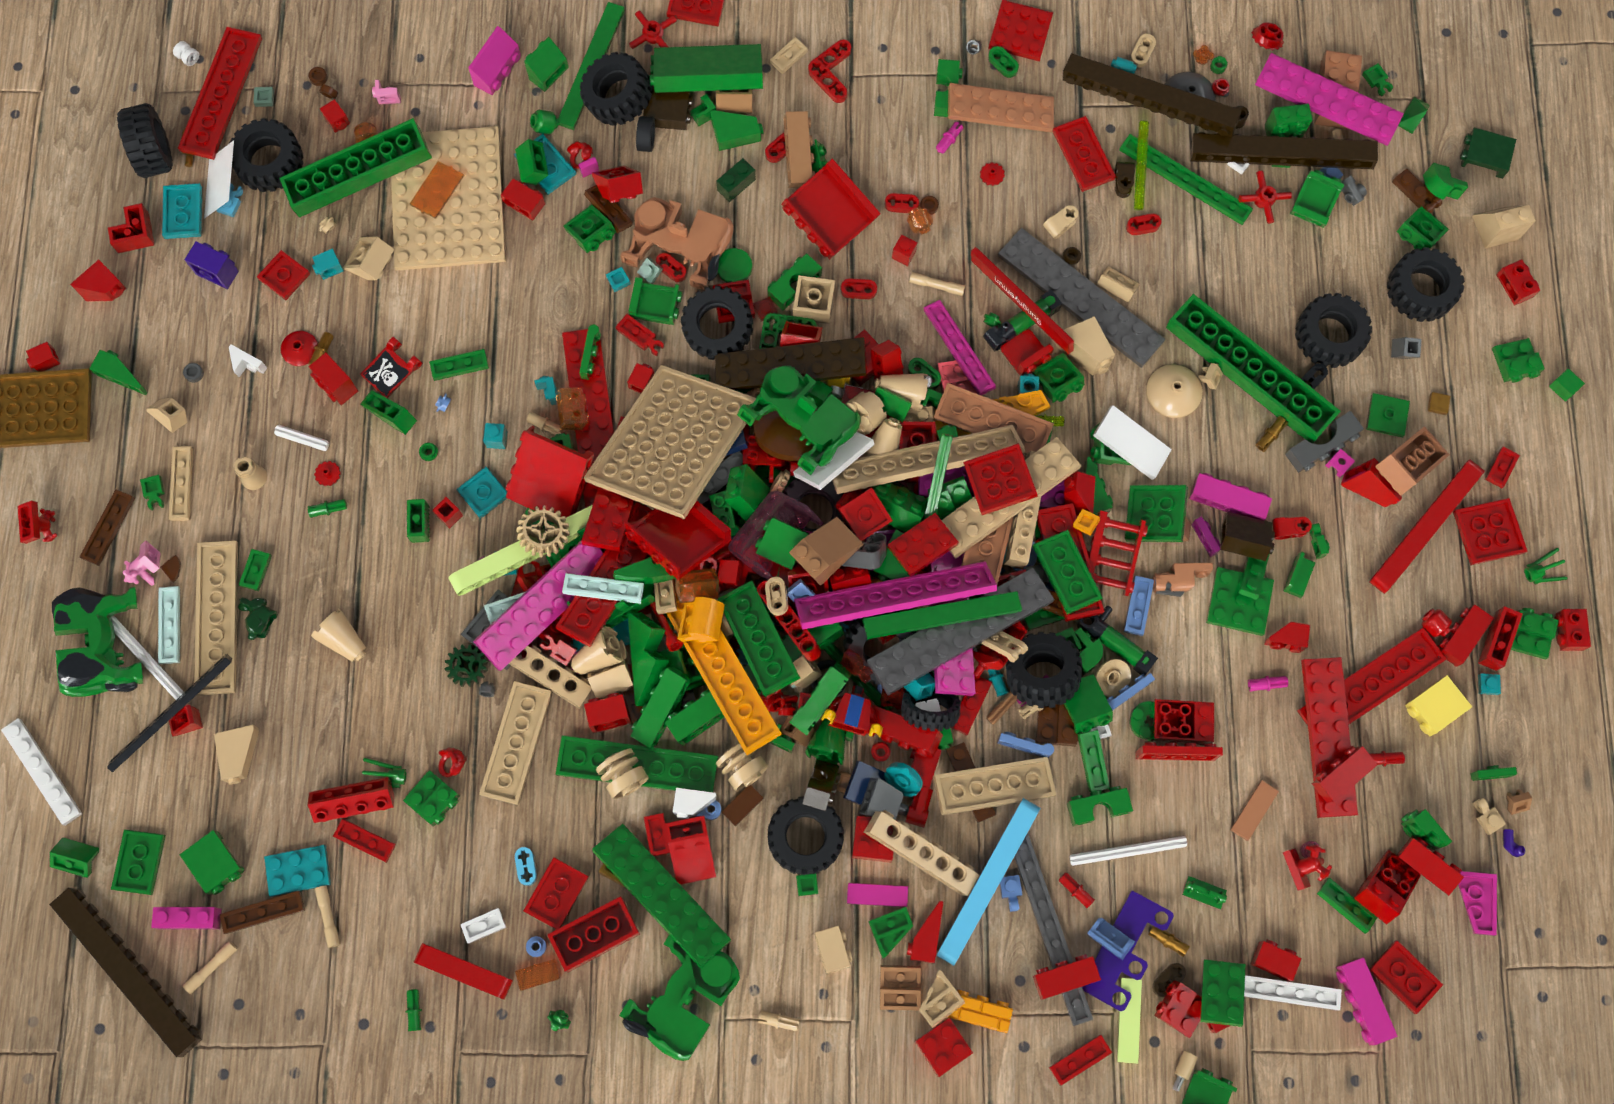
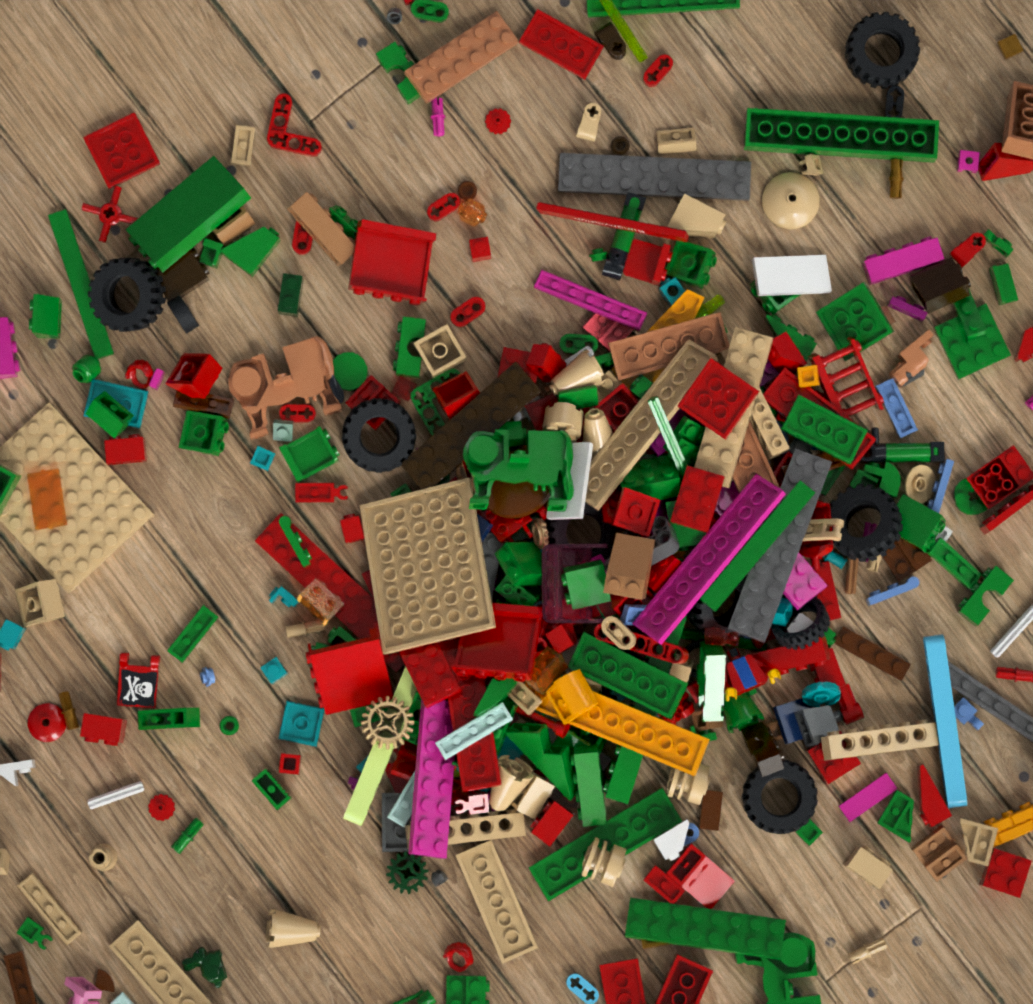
camera: 40 degrees left, 10 degrees up
(255, 570) = (173, 930): green plate -> none
(880, 745) = (789, 680): red plate -> none
(949, 287) = (539, 252): tan piece -> none
(994, 785) = (894, 643): tan plate -> none
(1306, 454) = (951, 131): dark grey arch -> none
(1387, 415) = (976, 89): green plate -> none
(1406, 348) = (951, 20): dark grey brick -> none

